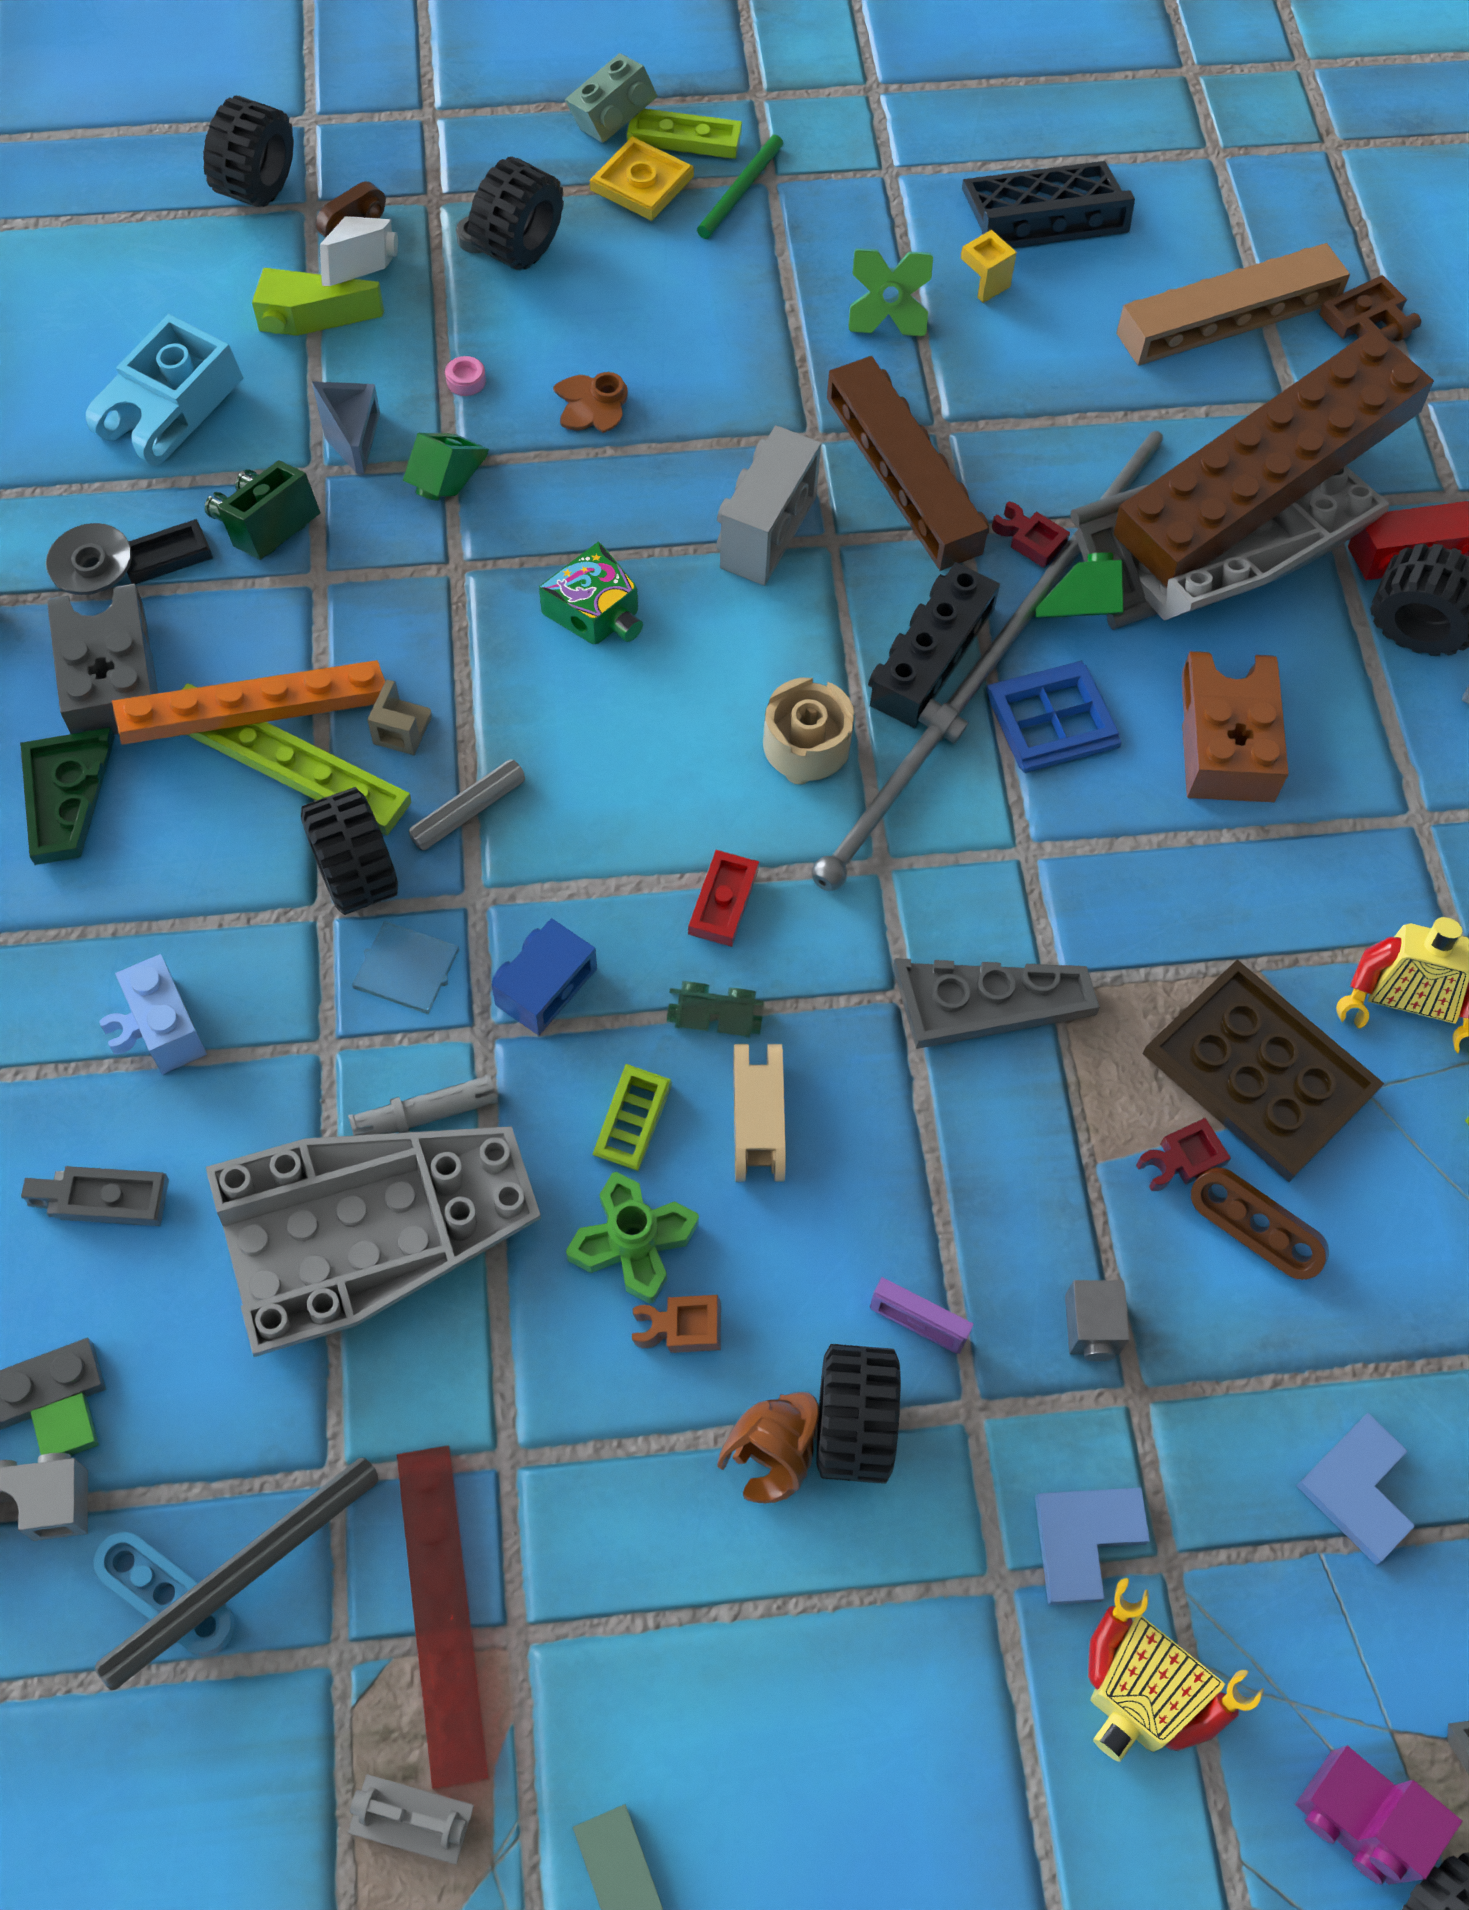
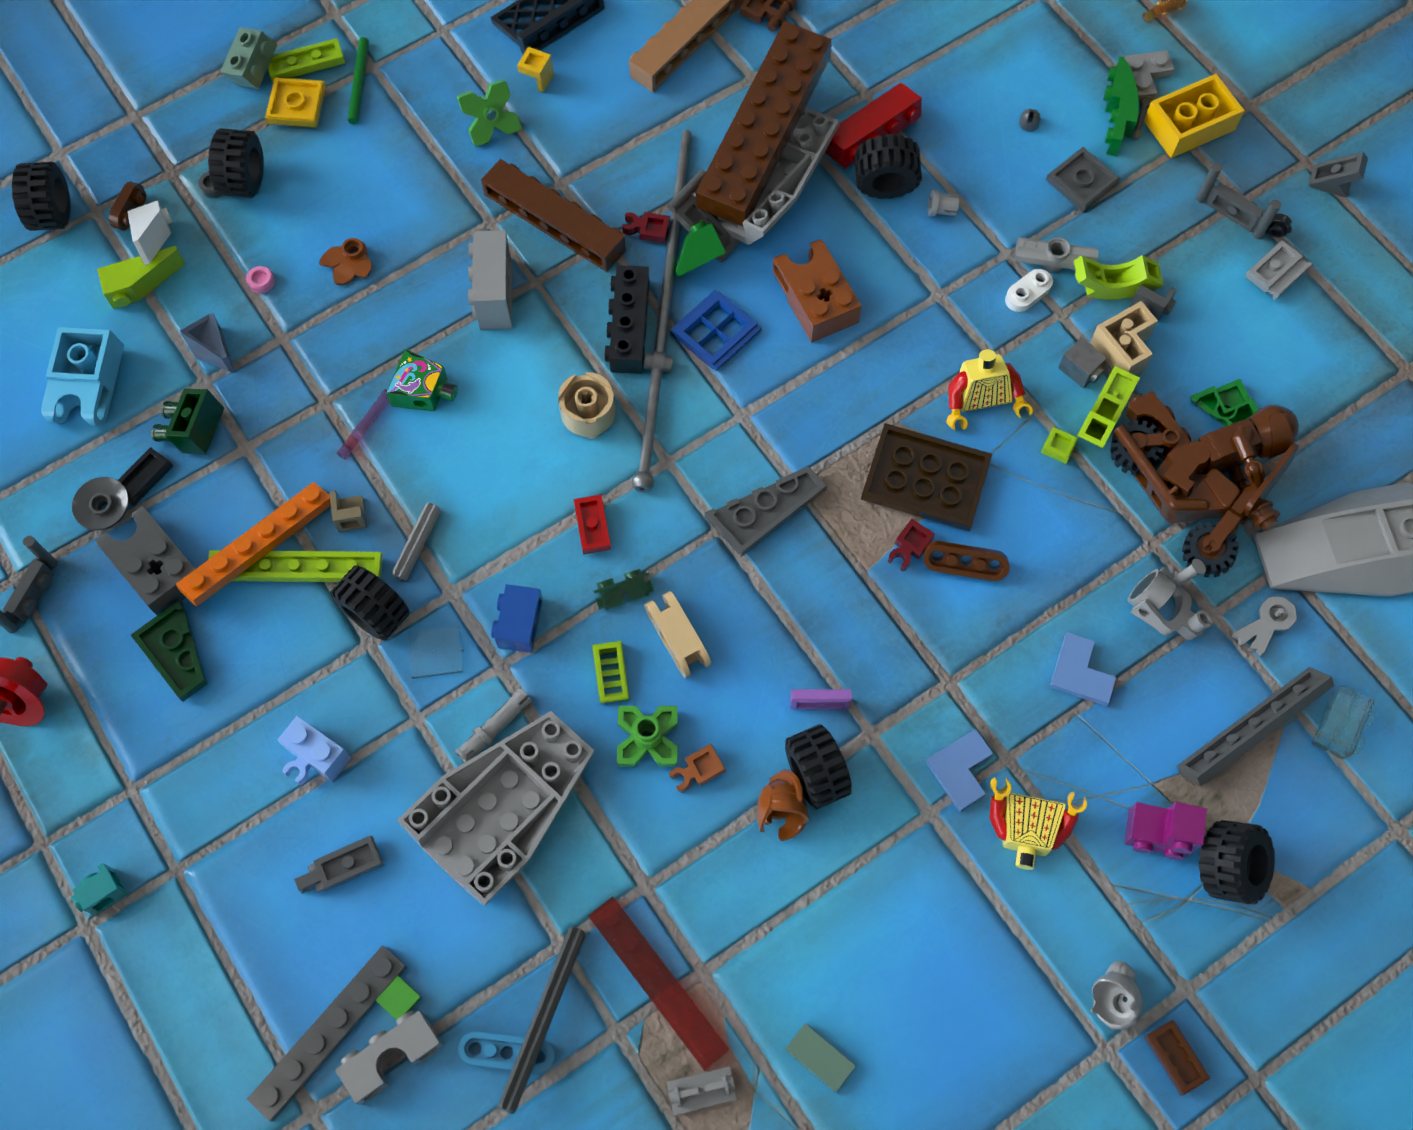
camera: 25 degrees left, 5 degrees up
(442, 464) = (282, 343): green slope -> none
(486, 620) = (363, 425): none -> bar
(1097, 1318) = (910, 654): flat silver brick -> none

